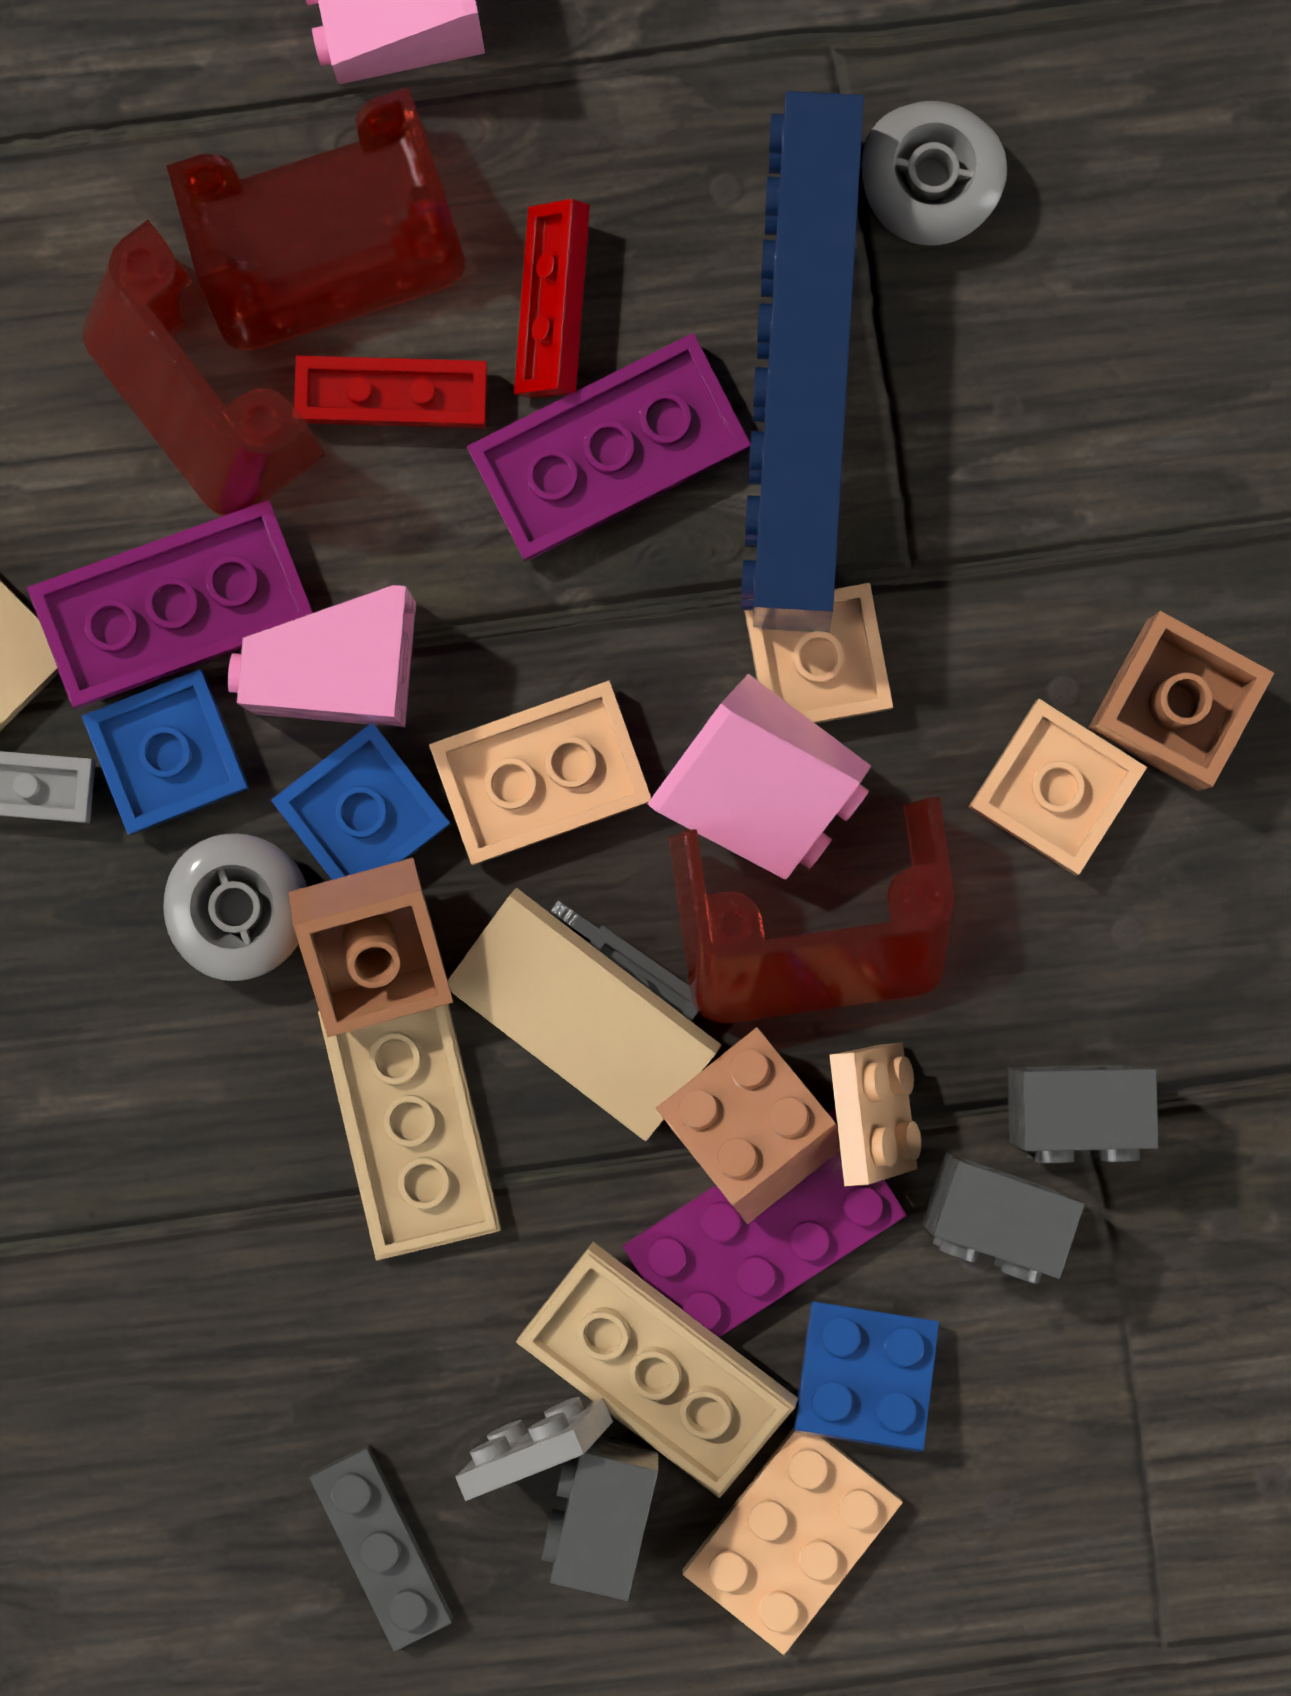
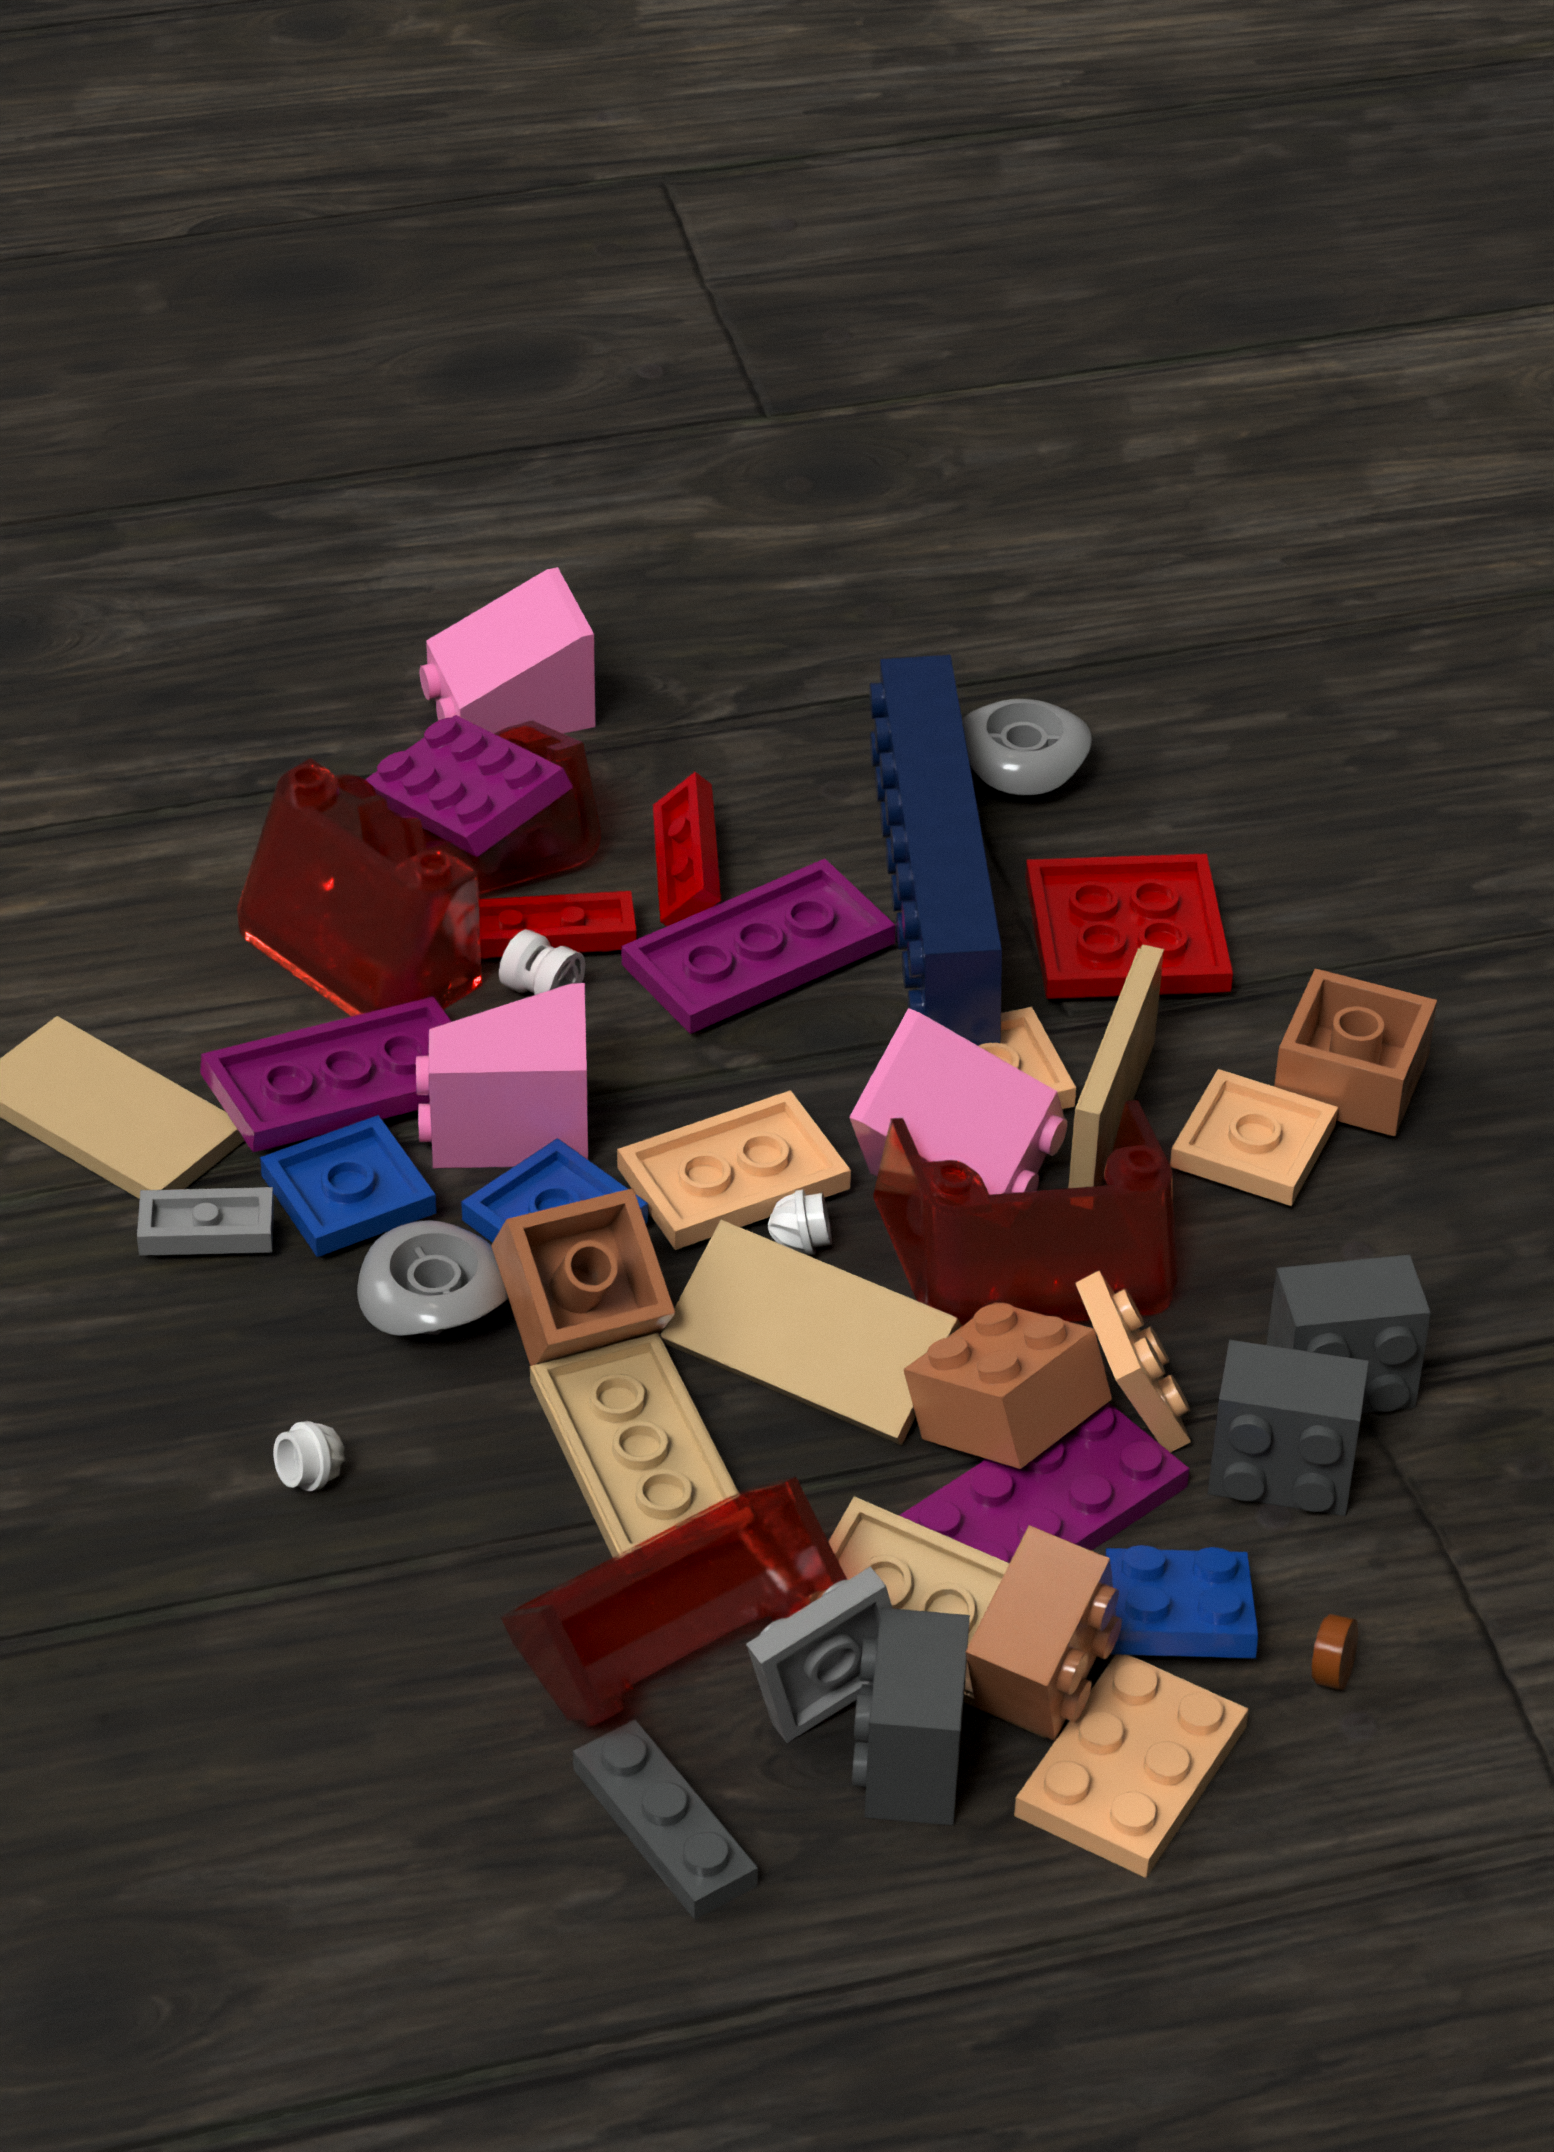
camera: 10 degrees left, 45 degrees down
(107, 1105) = (308, 1455): none -> white plate
(325, 205) = (468, 784): none -> magenta plate
(383, 466) = (536, 966): none -> white wheel
(384, 1328) = (672, 1596): none -> clear red windscreen
(596, 858) = (801, 1222): none -> white plate
(725, 1478) = (1044, 1634): none -> nougat brick
(932, 719) = (1116, 1069): none -> tan tile
(992, 460) = (1102, 909): none -> red plate
(992, 1450) = (1335, 1651): none -> dark orange tile

